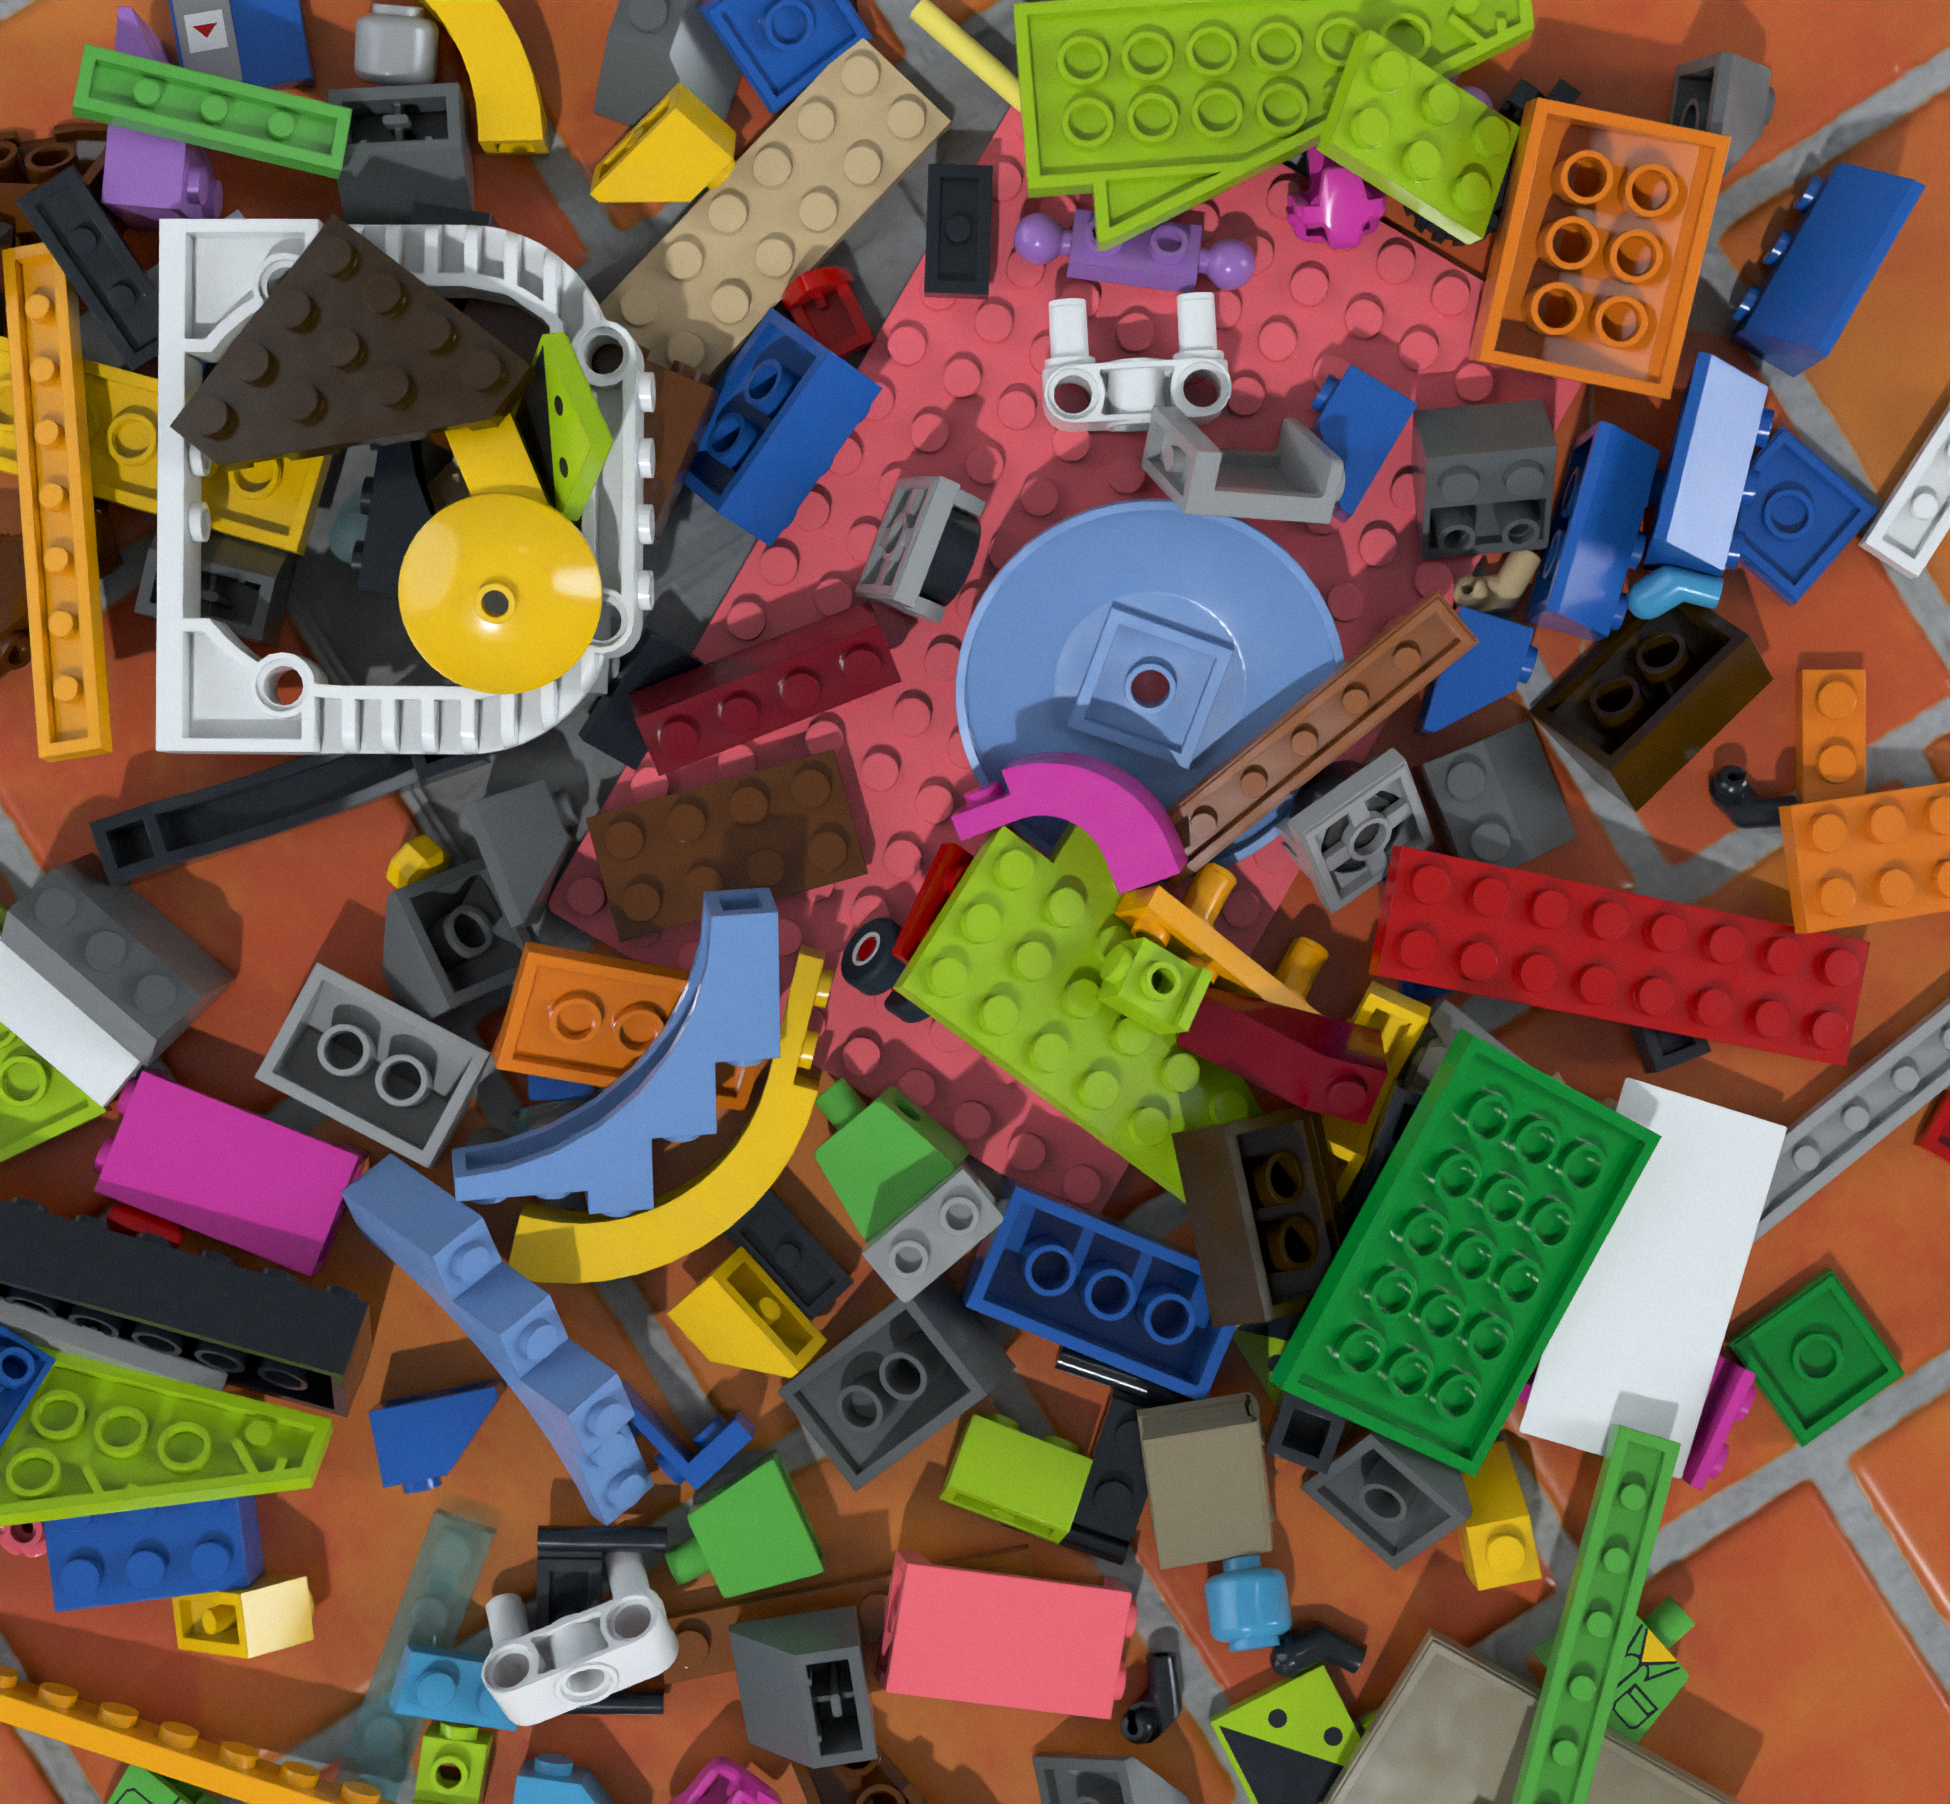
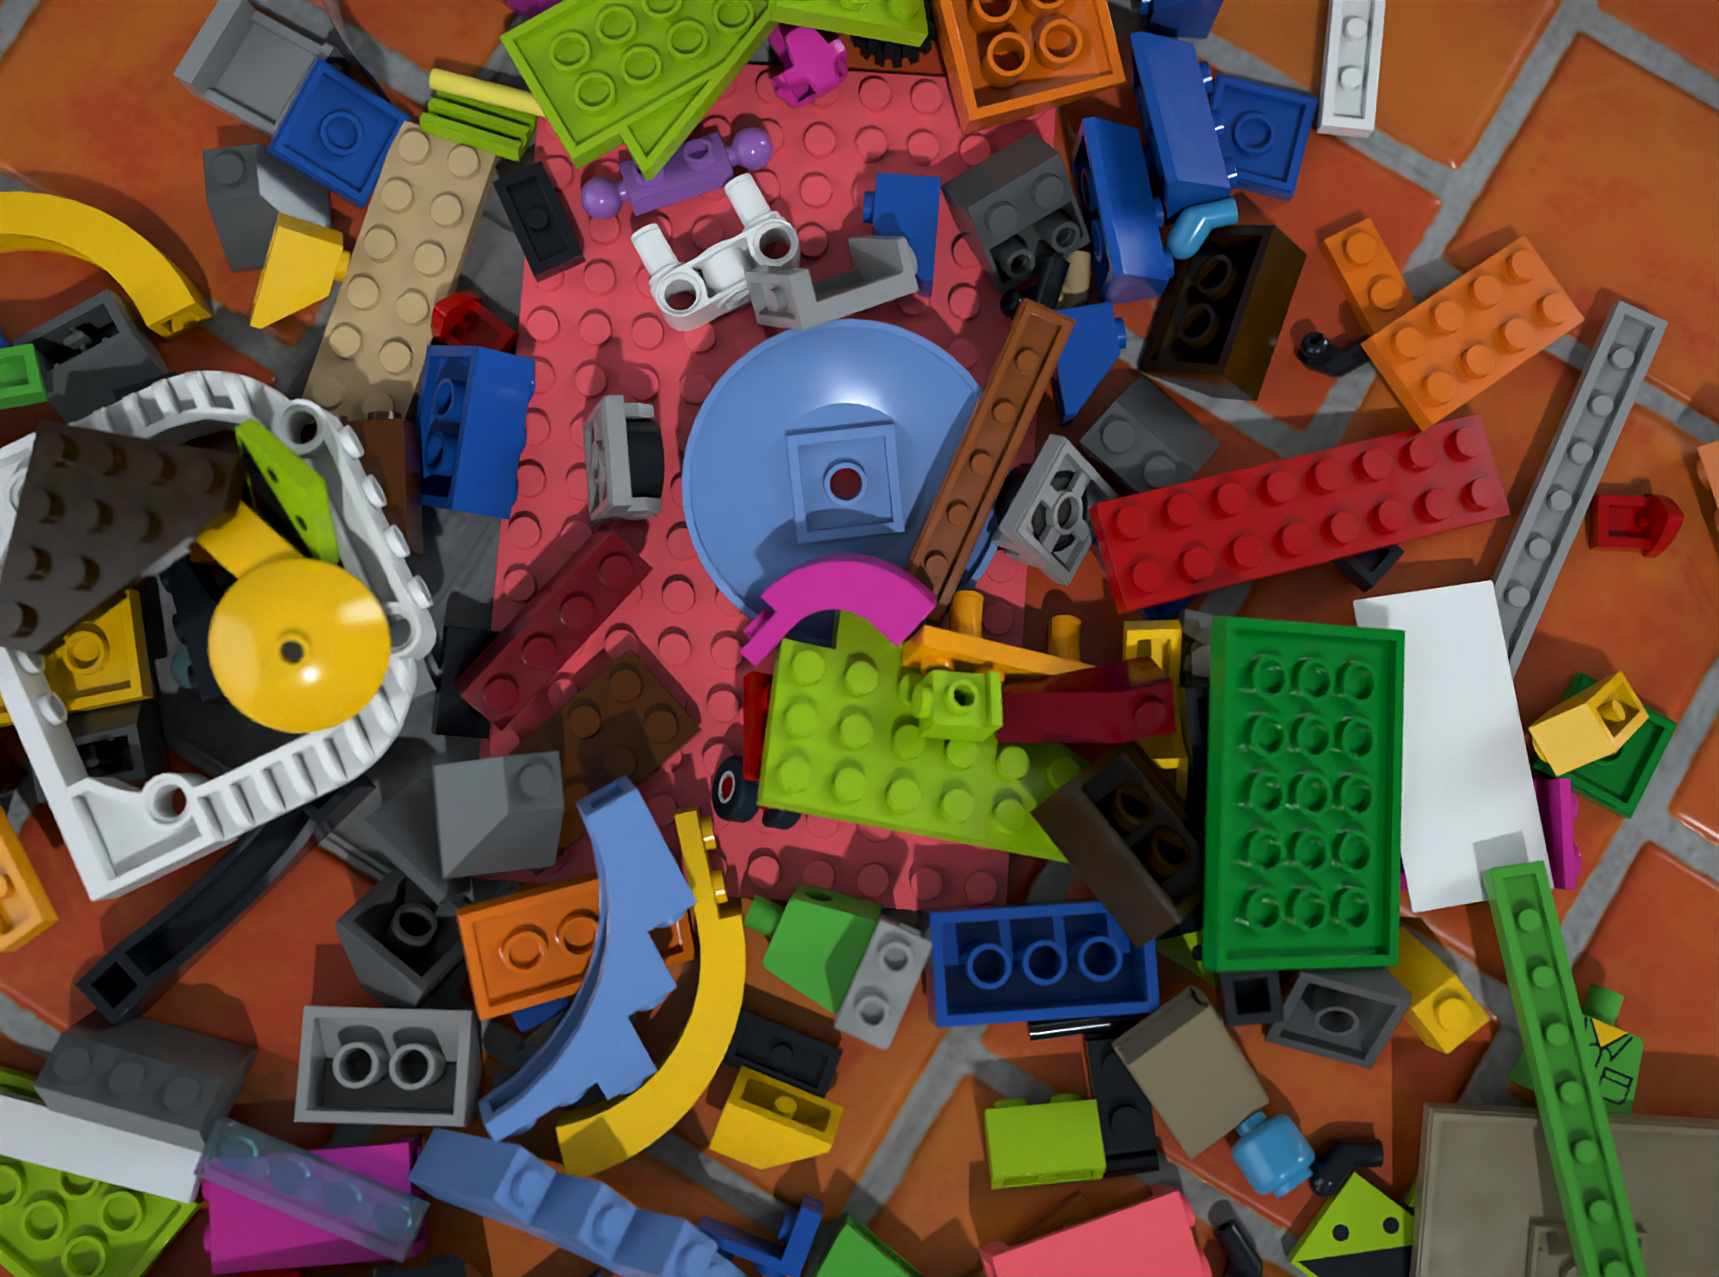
camera: 20 degrees left, 5 degrees down
(240, 1154) = (311, 1188): none -> clear light blue plate
(396, 46) = (54, 285): light grey head -> none
(417, 861) = (351, 887): yellow tile -> none
(617, 863) = (498, 813): none -> dark grey slope
(896, 1381) = (914, 1112): dark grey slope -> none
(950, 77) = (482, 119): none -> lime tile
(1460, 584) = (1044, 292): none -> black arm
(1807, 1328) = (1588, 724): none -> yellow slope

